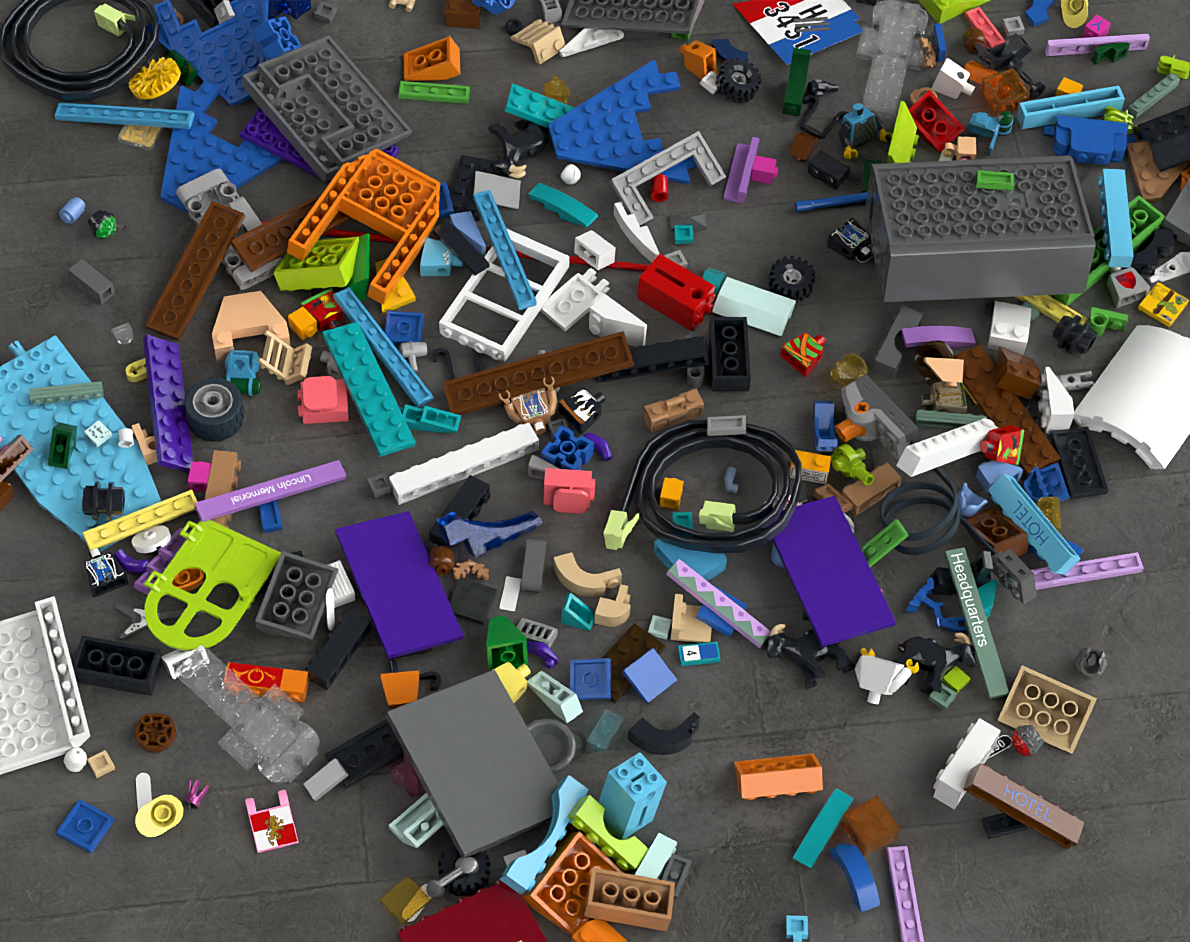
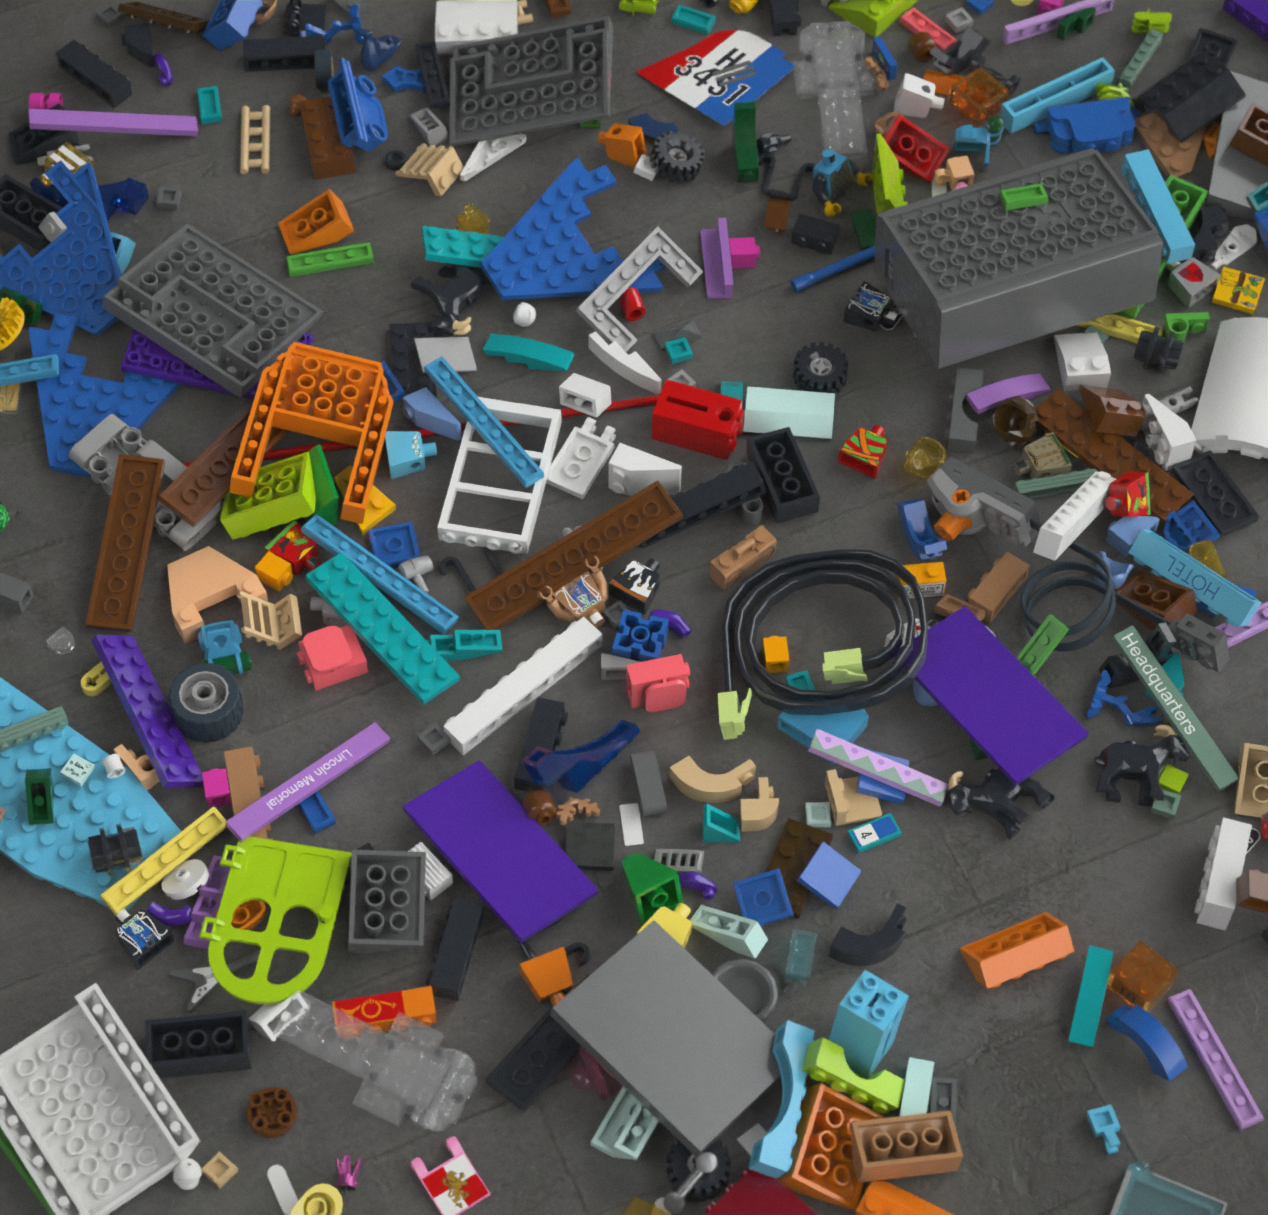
camera: 15 degrees left, 0 degrees up
(276, 37) = (127, 242): blue brick -> none
(325, 779) = (497, 1109): light grey tile -> none
(330, 609) = (430, 902): white sticker -> none
(461, 247) = (431, 433): black tile -> none
(726, 425) = (813, 558): light grey tile -> none
(728, 480) = (834, 621): sand blue arm -> none
(850, 464) = (965, 564): lime pin -> none
(881, 675) = (1090, 799): white torso -> none
(946, 369) = (1036, 427): light nougat slope -> none
(1068, 87) = (1046, 73): light orange brick -> none

